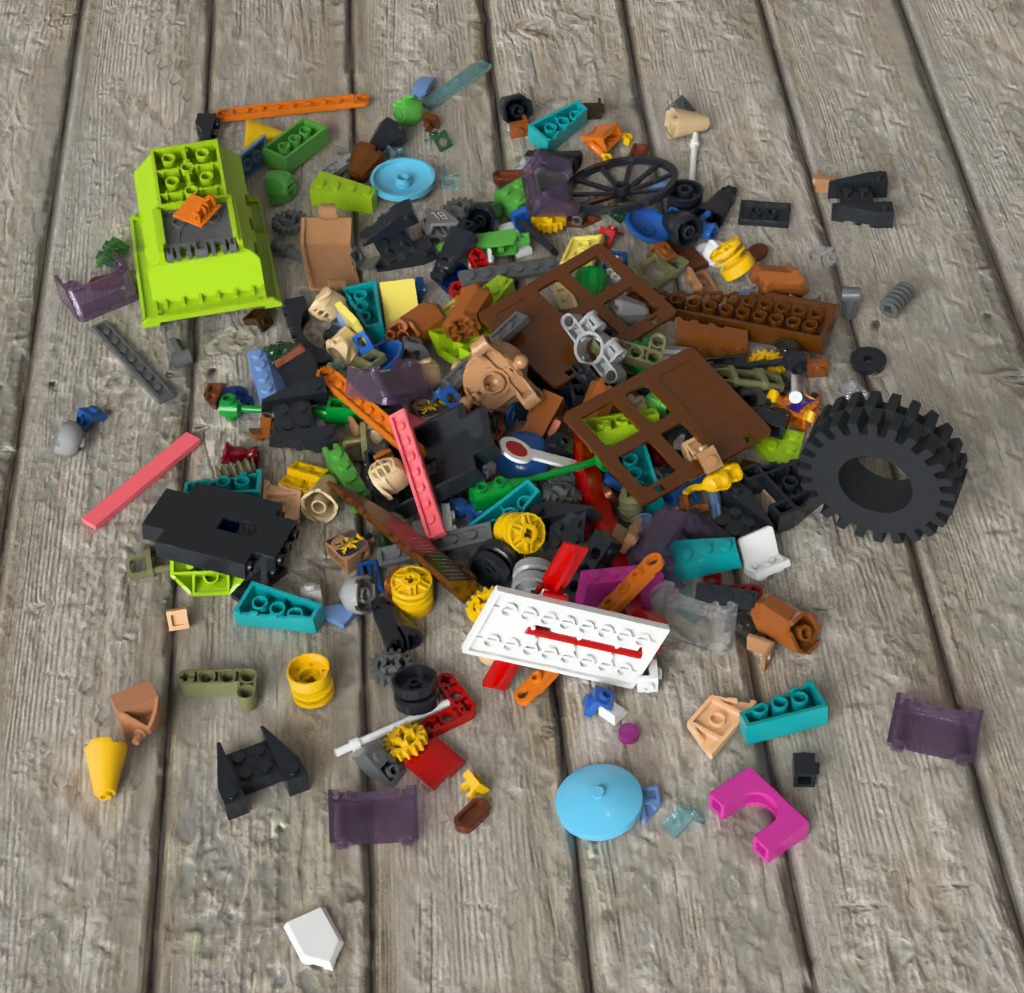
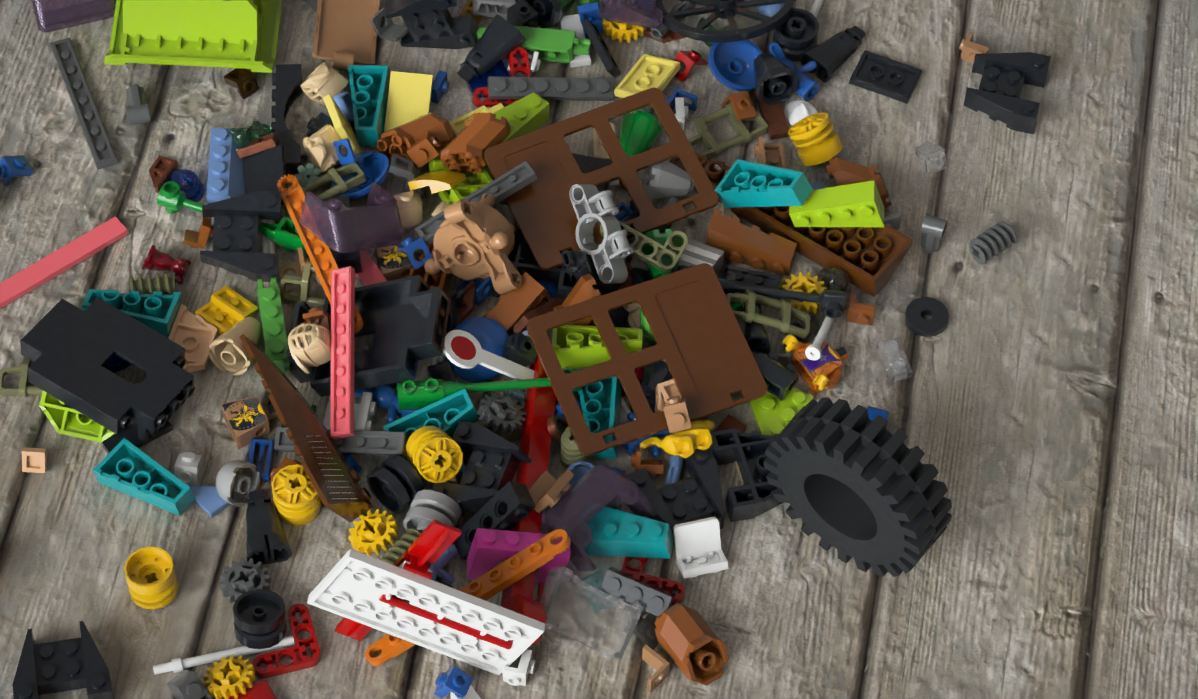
camera: 10 degrees right, 10 degrees up
(221, 682) = (27, 546): olive beam -> none
(427, 328) = (424, 149): none -> dark orange bracket
(447, 346) = (437, 180): none -> yellow slope
(709, 291) = (762, 186): none -> teal wedge
(758, 251) = (853, 132): copper tile -> none
(773, 294) = (841, 207): none -> lime wedge

